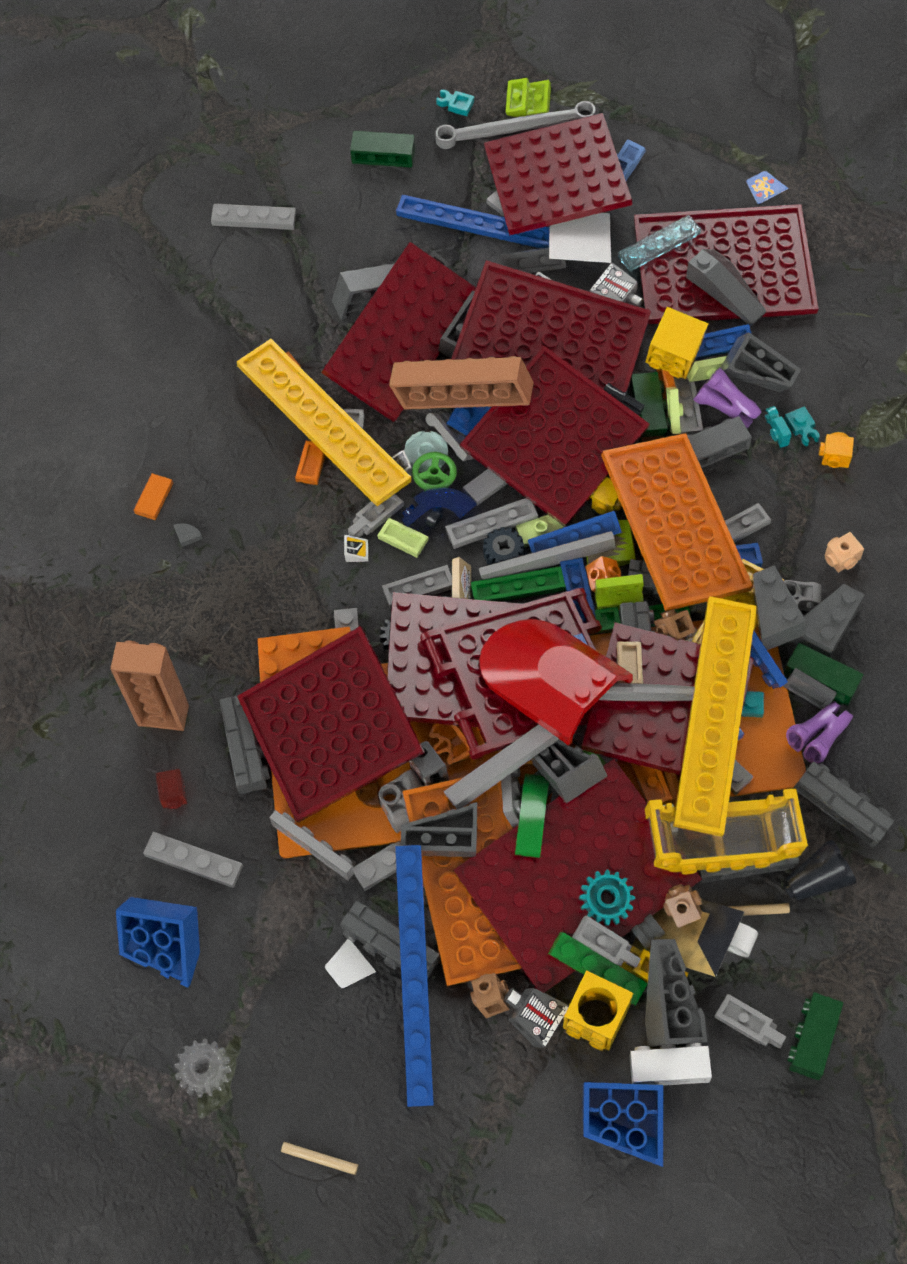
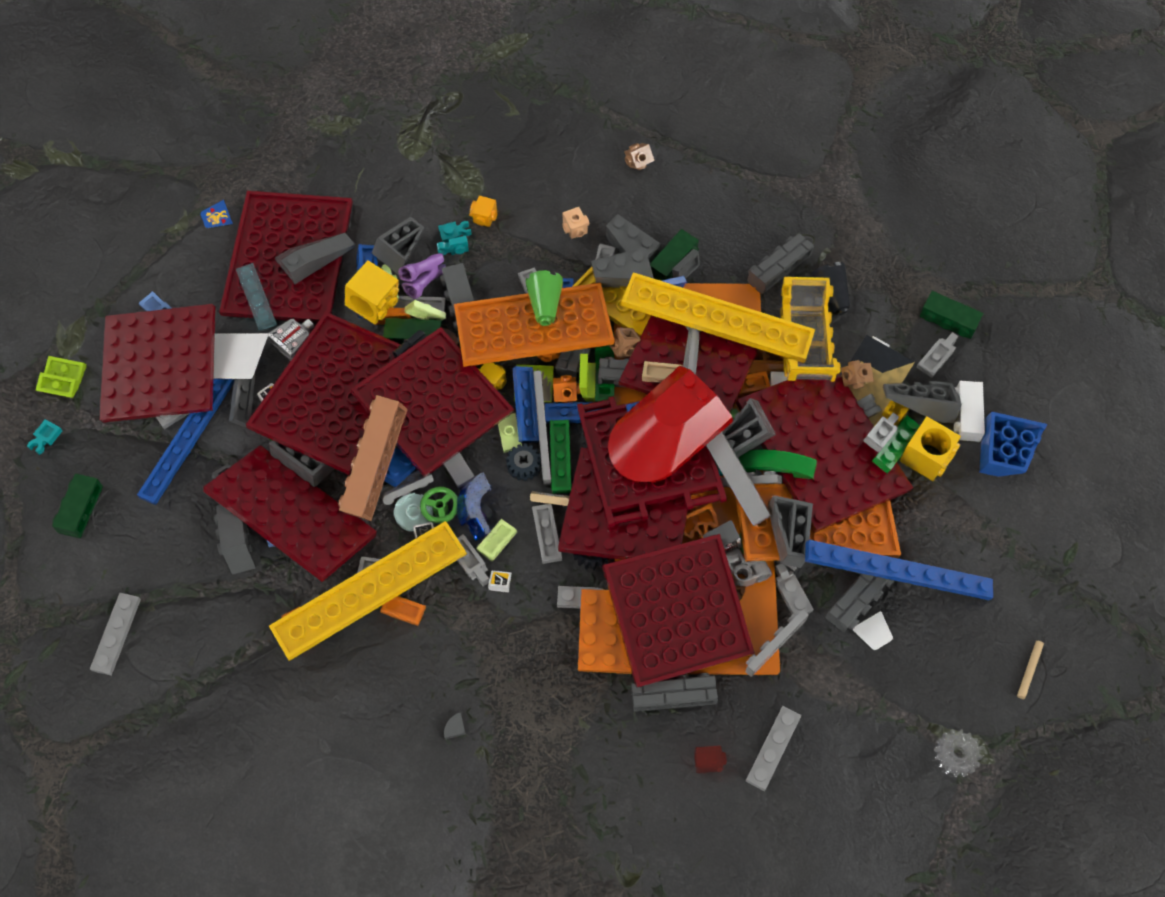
camera: 85 degrees left, 0 degrees up
(150, 685) = (633, 748): nougat brick -> none
(153, 496) = (408, 755): orange tile -> none
(160, 936) = (843, 779): blue wedge -> none
(479, 526) = (497, 468): light grey plate -> none
(489, 995) = (916, 518): medium nougat brick -> none
(511, 125) = (87, 392): light grey piece -> none
(535, 1014) = (929, 493): torso -> none
(613, 885) = (849, 432): teal gear -> none
(706, 519) = (544, 295): none -> bright green cone
(763, 909) = (852, 336): tan bar -> none
(818, 749) = (722, 267): medium lavender piece -> none

